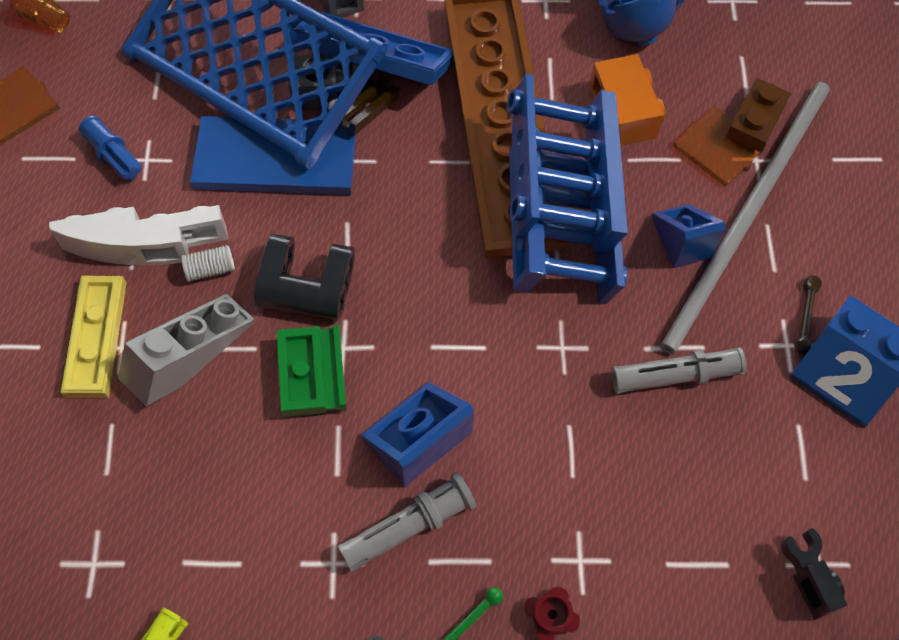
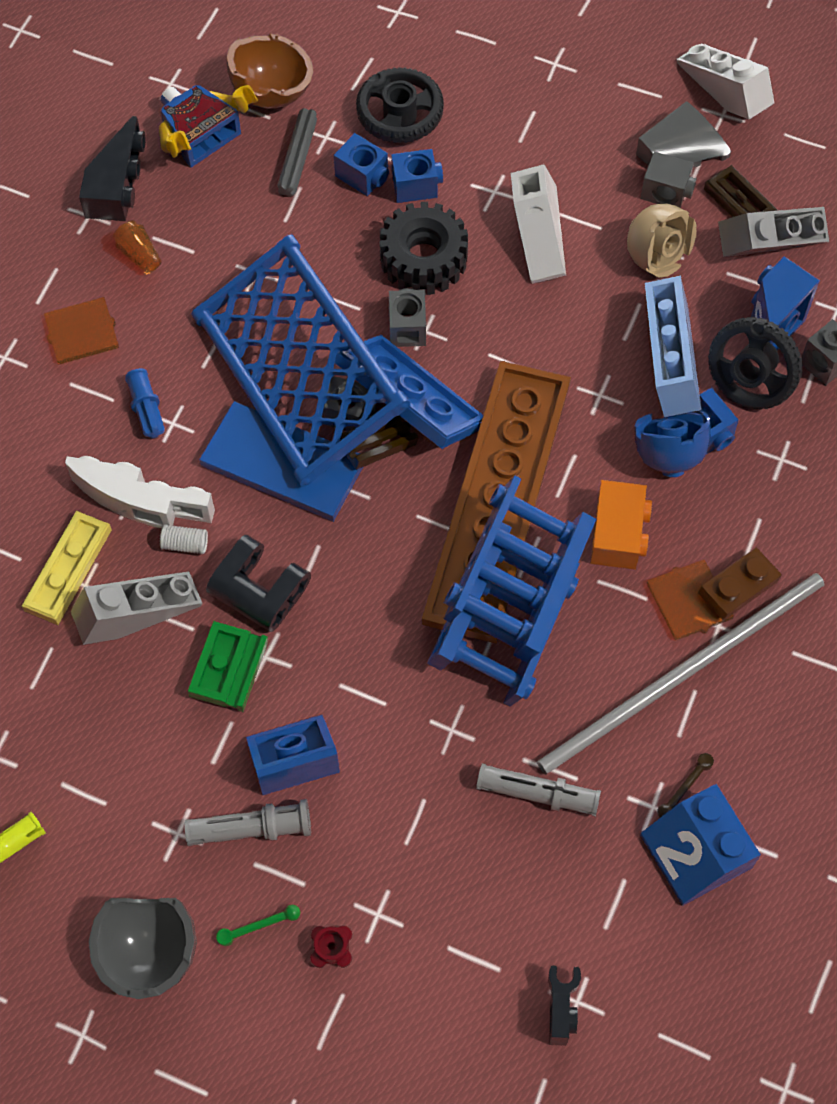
camera: 25 degrees right, 0 degrees up
(688, 233) = (610, 671): blue slope -> none

